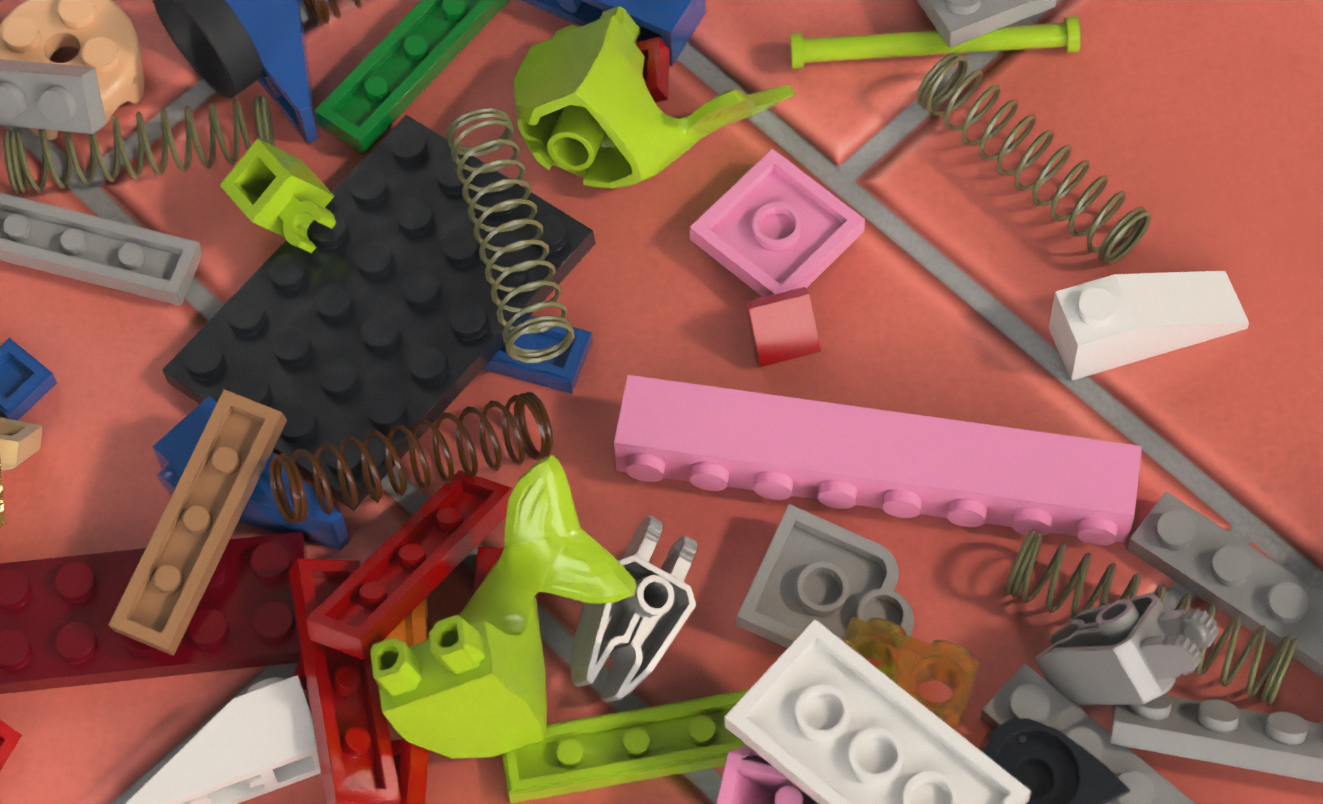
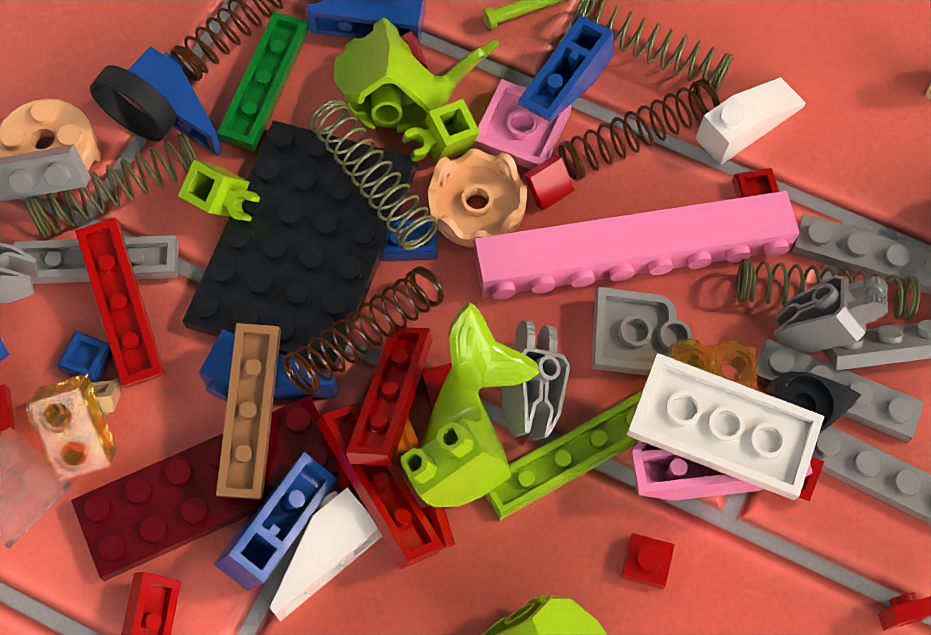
camera: 25 degrees left, 5 degrees up
(82, 315) = (120, 302): none -> red plate
(181, 692) = (275, 523): none -> blue slope
(650, 204) = (444, 132): none -> lime brick
(655, 282) = (479, 175): none -> light nougat plate
(834, 312) = (581, 171): none -> reddish brown piece
(878, 164) = (569, 69): none -> blue slope
(1112, 422) = (755, 183): none -> red tile

